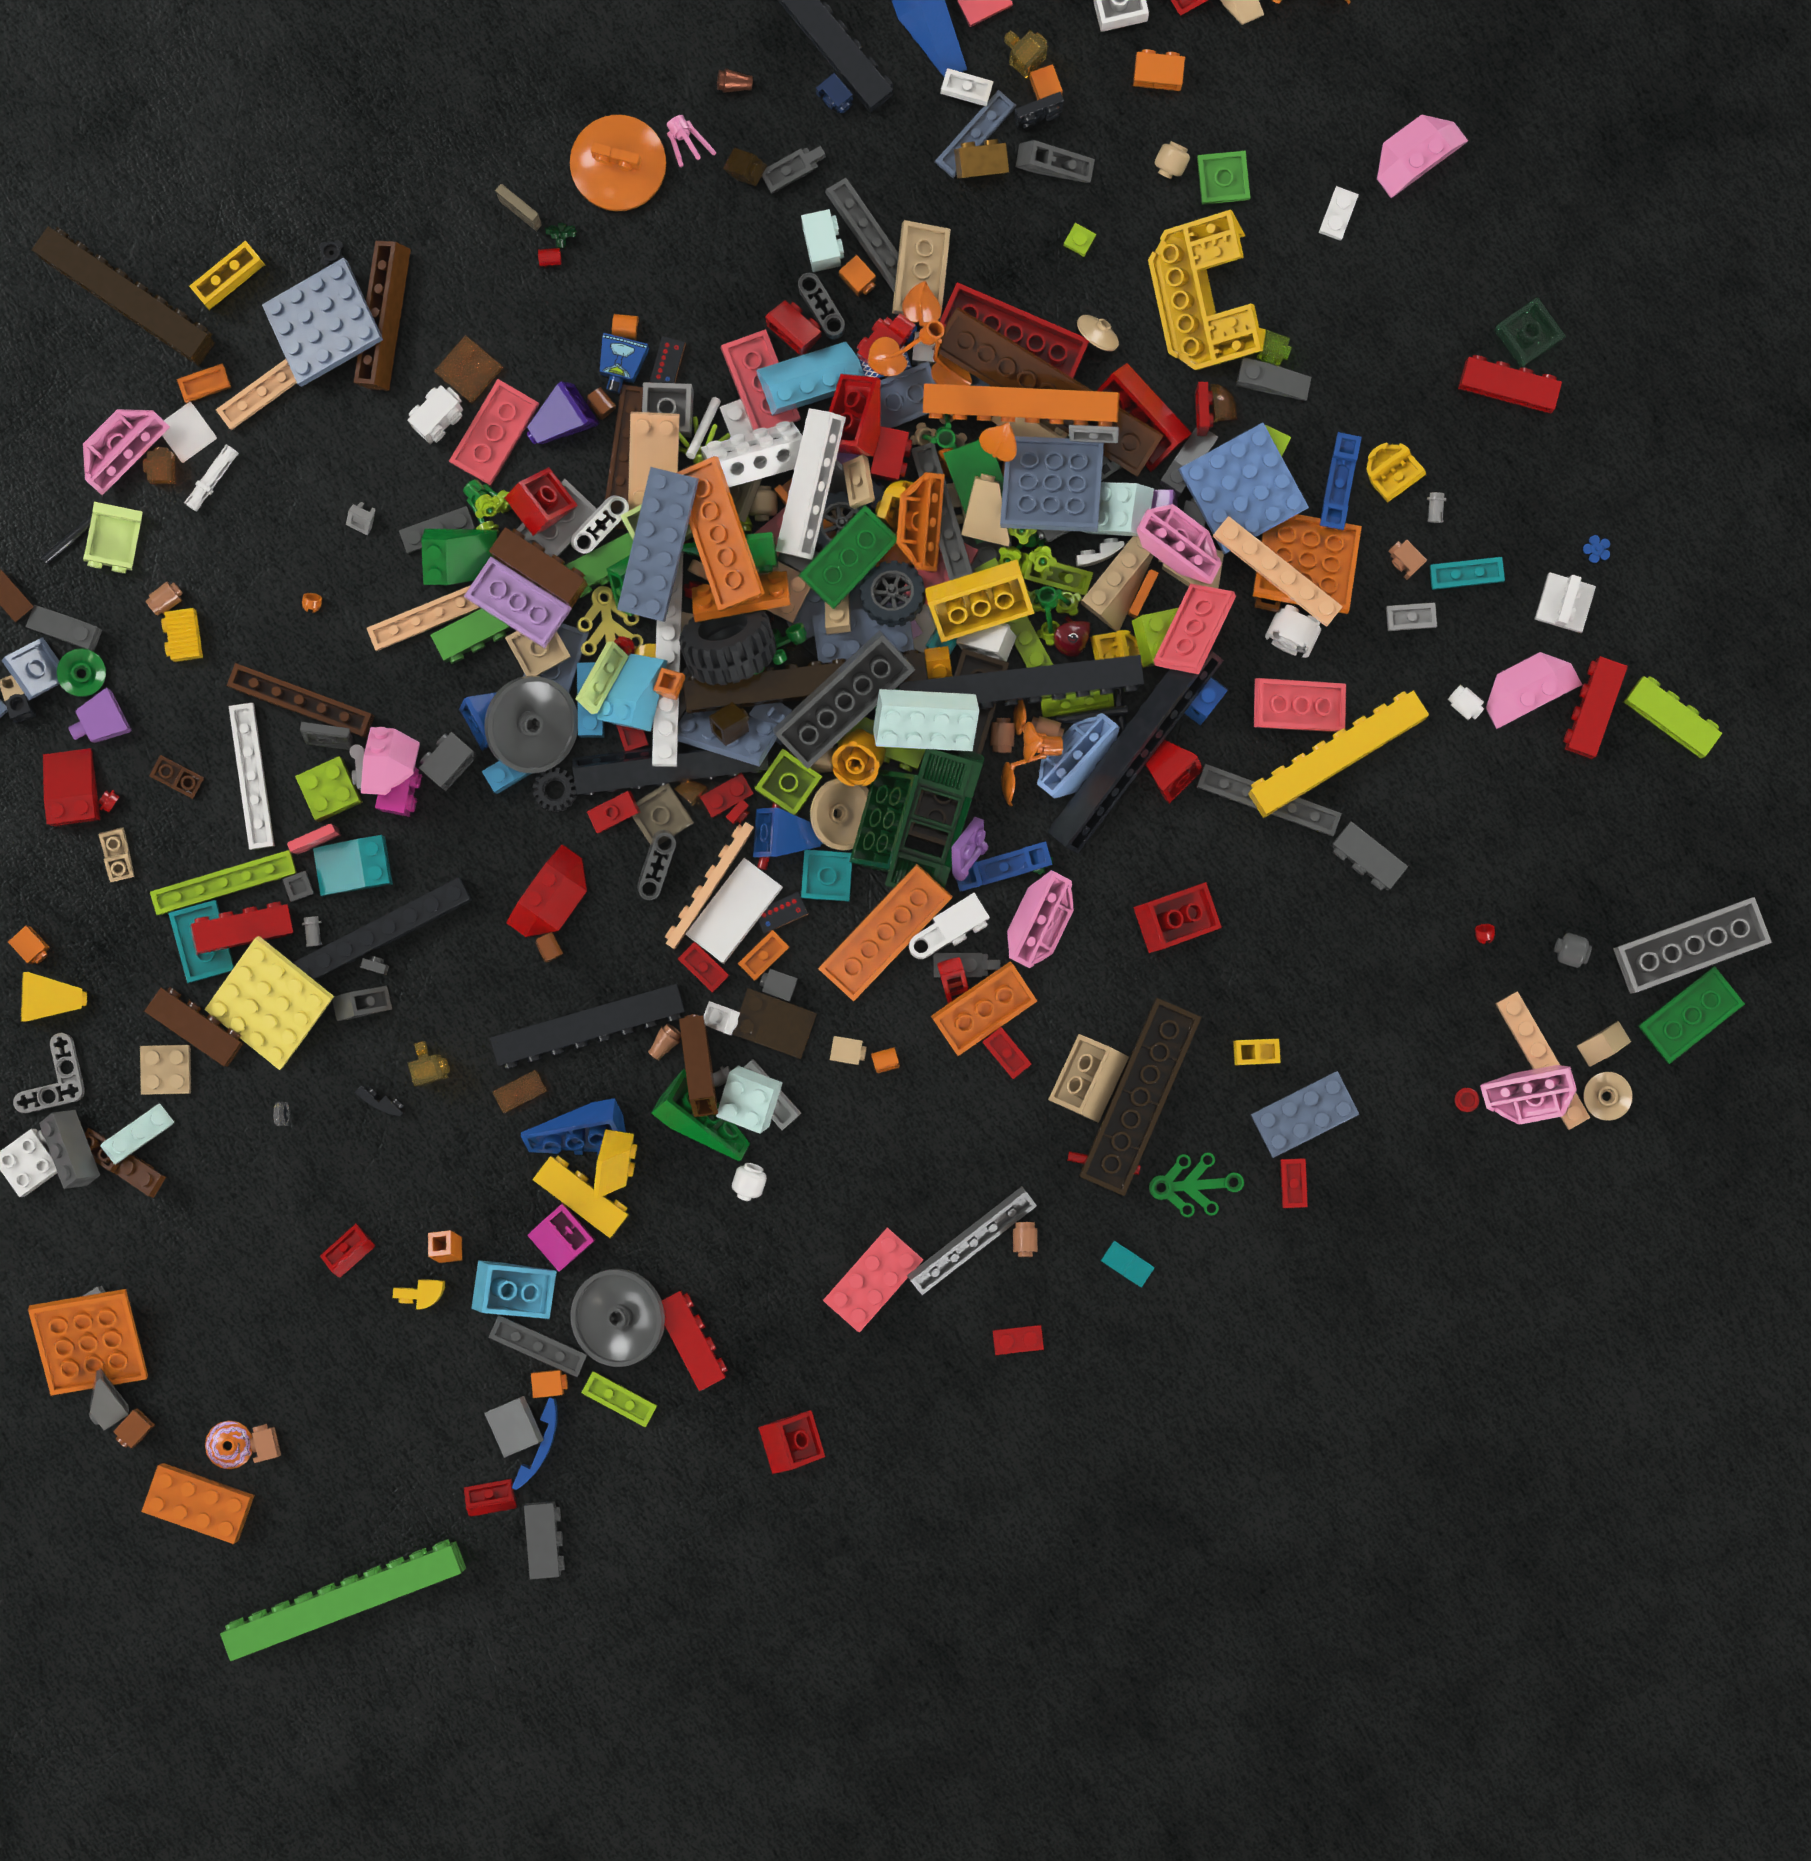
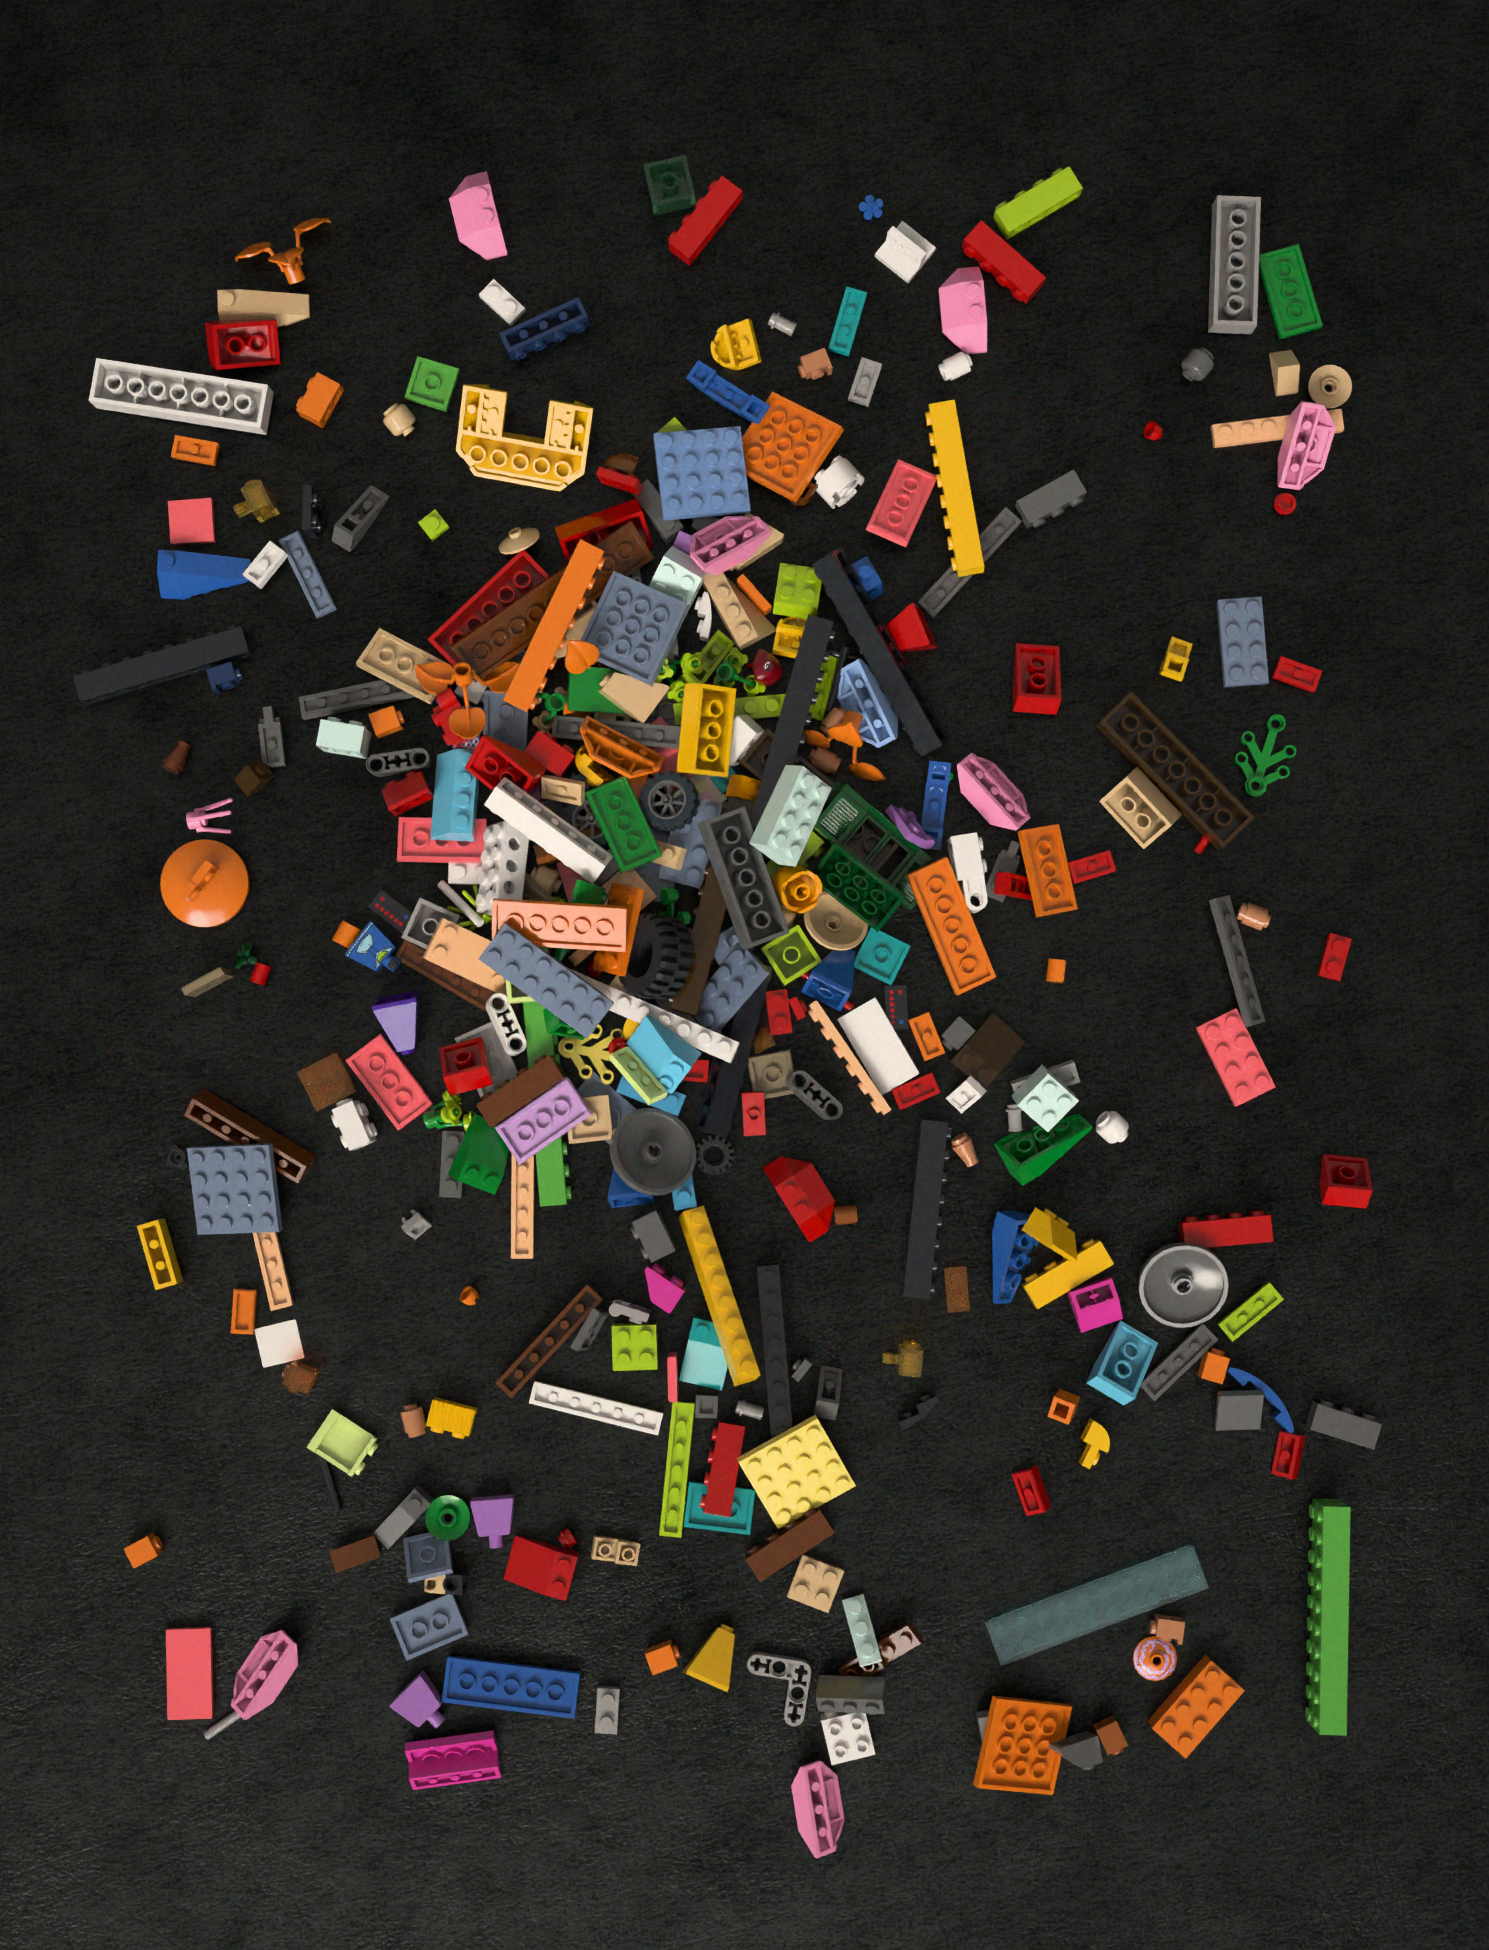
camera: 65 degrees left, 0 degrees up
(119, 445) = (267, 1406): bright pink wedge -> none
(121, 294) = (137, 1351): dark brown brick -> none
(176, 776) = (569, 1472): reddish brown slope -> none
(214, 473) = (324, 1333): white pin -> none
(259, 1363) = (1096, 1605): none -> clear light blue plate
(281, 1114) = (893, 1499): clear tile -> none
(387, 760) = (634, 1286): bright pink wedge -> none
(413, 850) = (719, 1296): none -> yellow brick
(600, 403) = (403, 981): dark orange brick -> none
(669, 683) = (668, 1019): orange brick -> none
(698, 1065) = (1000, 1128): reddish brown brick -> none
(729, 723) = (723, 983): dark brown brick -> none
(847, 1050) = (1035, 999): tan brick -> none
(981, 160) = (332, 577): pearl gold brick -> none
(1045, 82) = (289, 498): orange brick -> none
(1093, 434) = (605, 576): light grey slope -> none
(1127, 1264) = (1307, 840): teal slope -> none
(1194, 628) = (805, 560): coral tile -> none
(1273, 379) = (618, 414): dark grey slope -> none
(1274, 348) = (596, 398): clear neon green brick -> none
(1277, 571) = (785, 471): light nougat plate -> none
(1326, 267) = (544, 329): none -> dark blue brick

